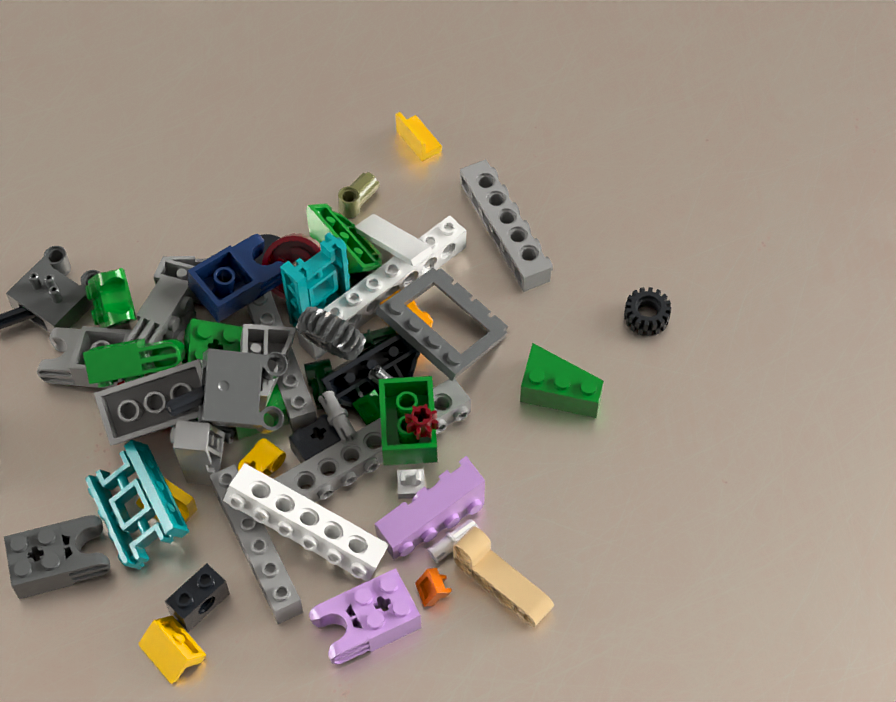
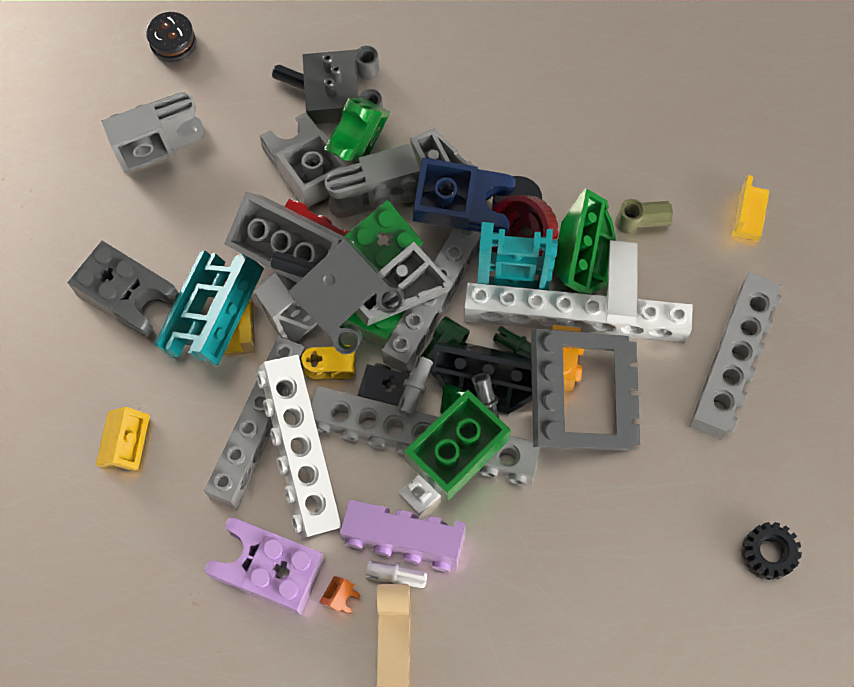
camera: 50 degrees right, 10 degrees up
(131, 360) = (308, 191): green brick -> none
(197, 597) = (175, 420): black brick -> none
(331, 333) = (474, 314): dark grey gear -> none
(419, 428) = (458, 454): dark red gear -> none
(559, 384) = (621, 537): green wedge -> none

